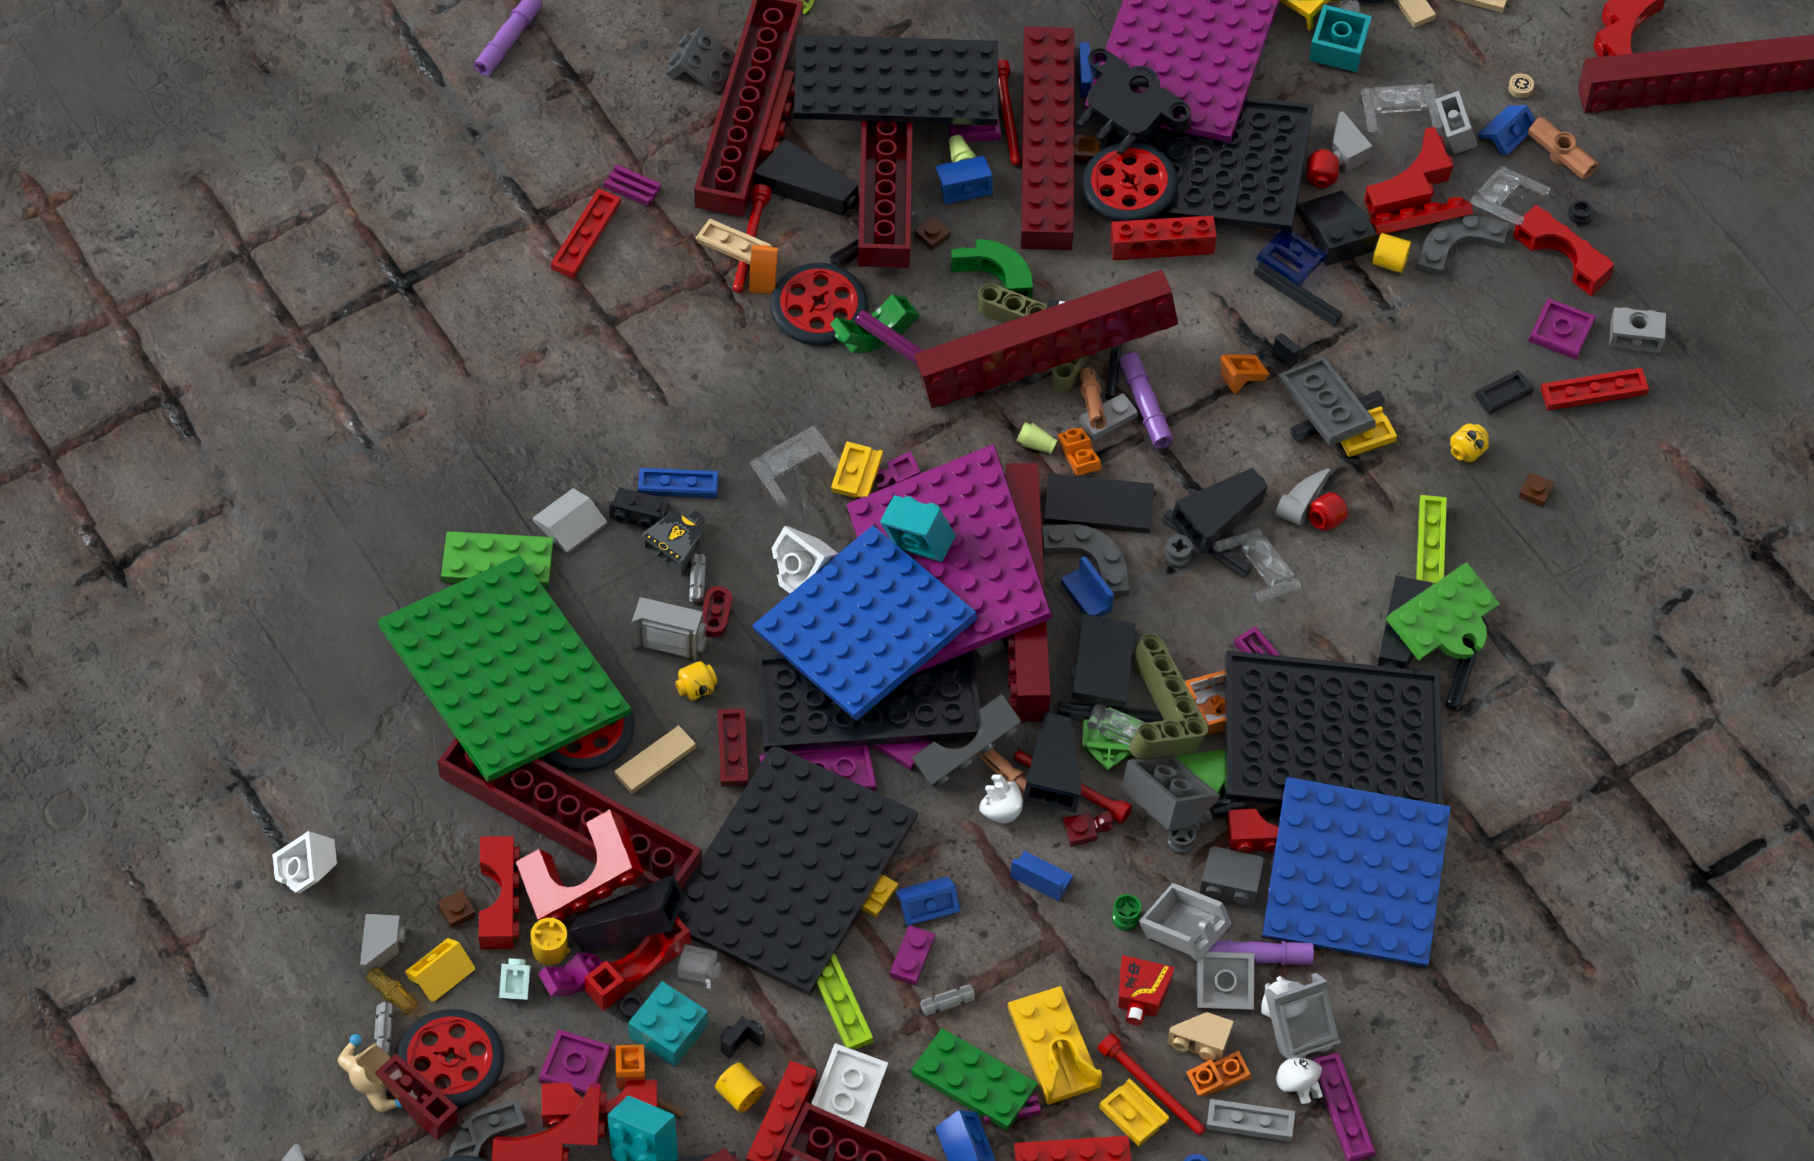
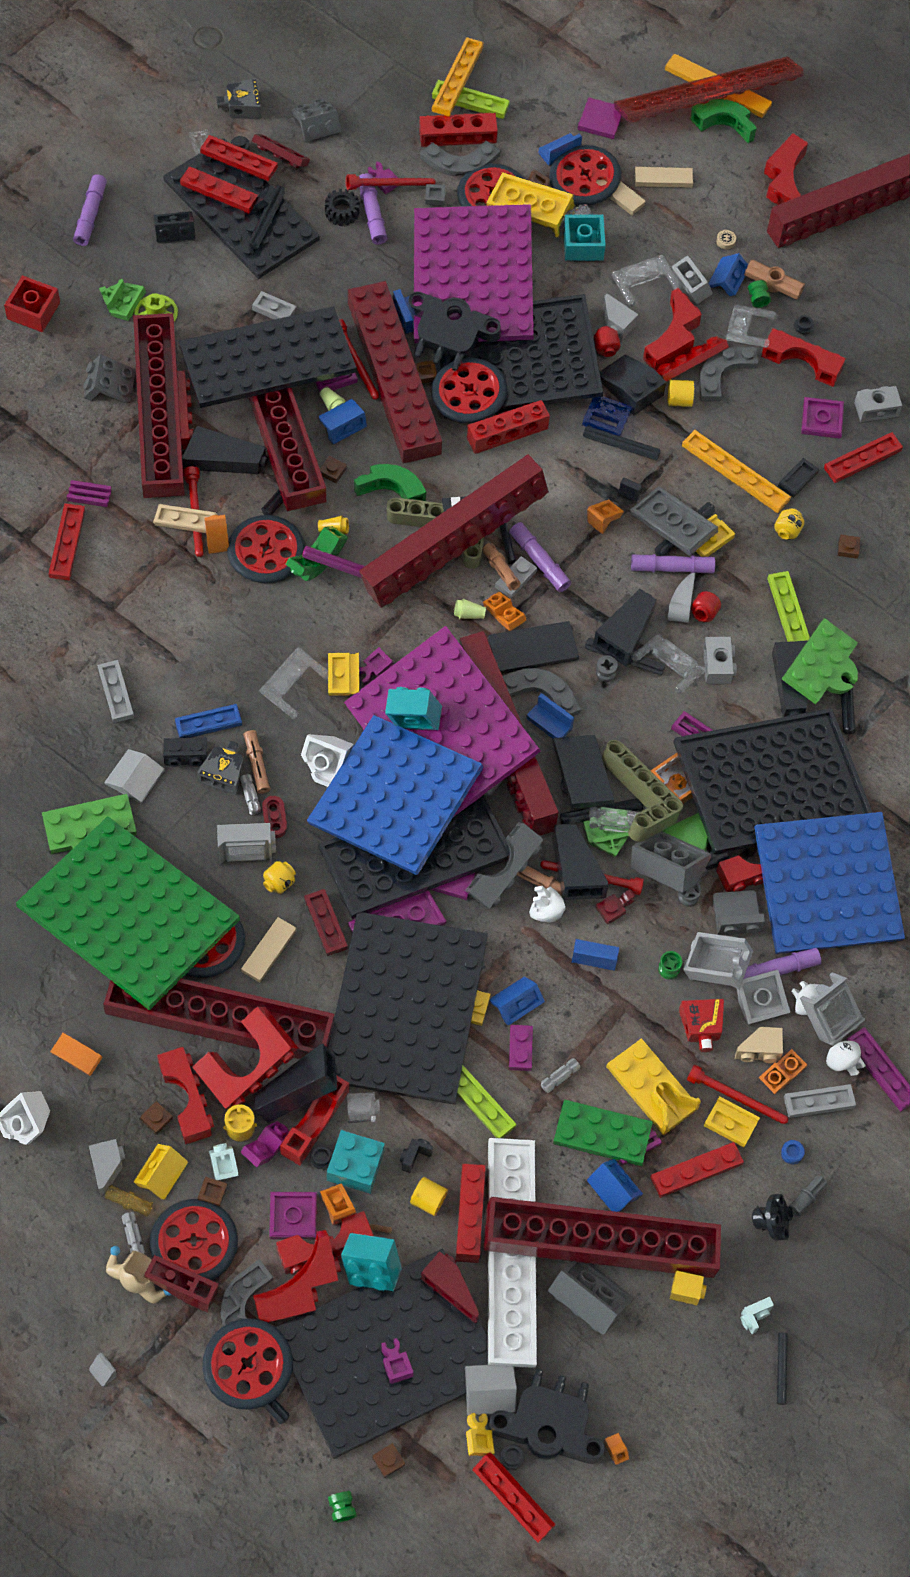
camera: 20 degrees left, 5 degrees up
(389, 811) = (76, 1054): none -> orange slope
(491, 1008) = (212, 1191): none -> reddish brown plate
(581, 418) = (115, 691): none -> light grey plate
(720, 520) = (252, 740): none -> nougat pin
(916, 296) = (339, 523): none -> yellow cone
(928, 24) = (272, 306): none -> light grey plate
(1306, 451) = (672, 563): none -> medium lavender piece
(1316, 592) = (717, 671): none -> light grey brick
(1428, 364) = (736, 471): none -> light orange tile
(1537, 156) = (758, 291): none -> green wheel

